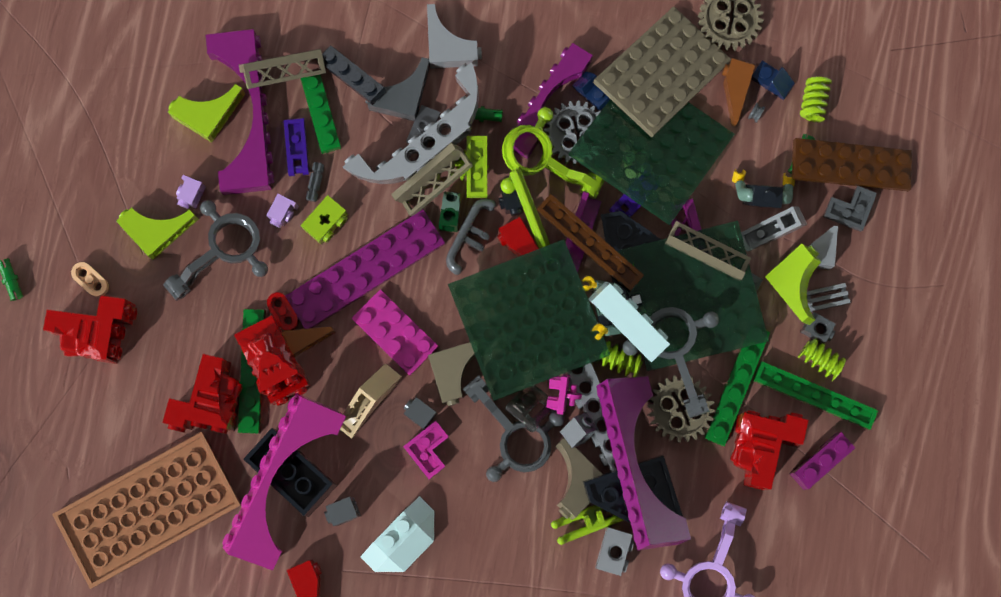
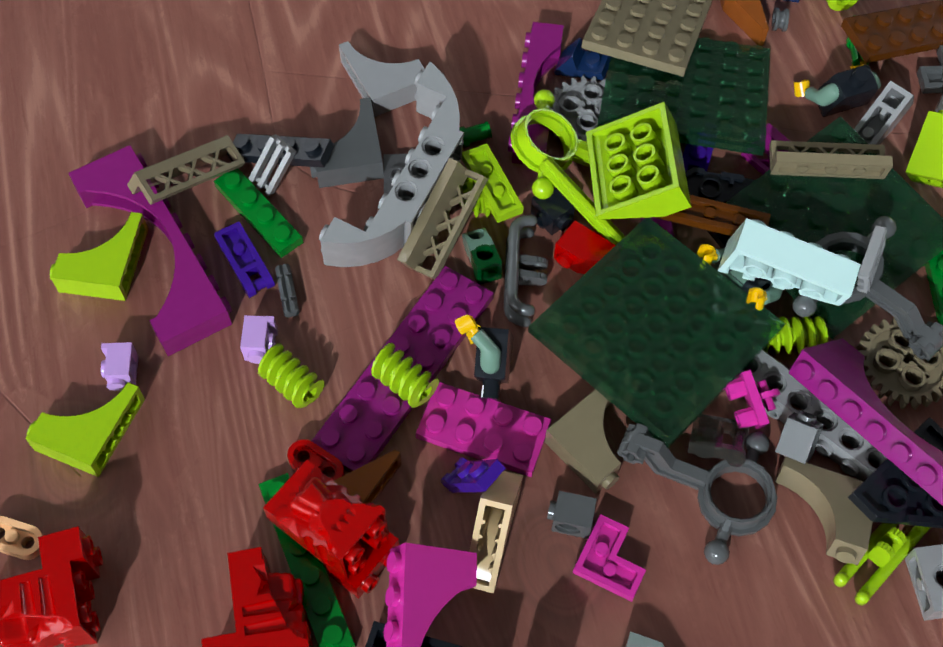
camera: 25 degrees left, 20 degrees down
(179, 285) = (152, 489): dark grey piece -> none
(288, 246) = (290, 377): none -> lime piece
(329, 210) = (322, 327): lime brick -> none
(333, 90) = (263, 159): none -> light grey tile
(355, 281) = (402, 378): none -> lime piece
(368, 365) = (472, 475): none -> dark purple plate
(417, 289) = (492, 354): none -> torso
(574, 202) = (638, 166): none -> lime slope
(682, 341) = (871, 259): none -> light grey tile

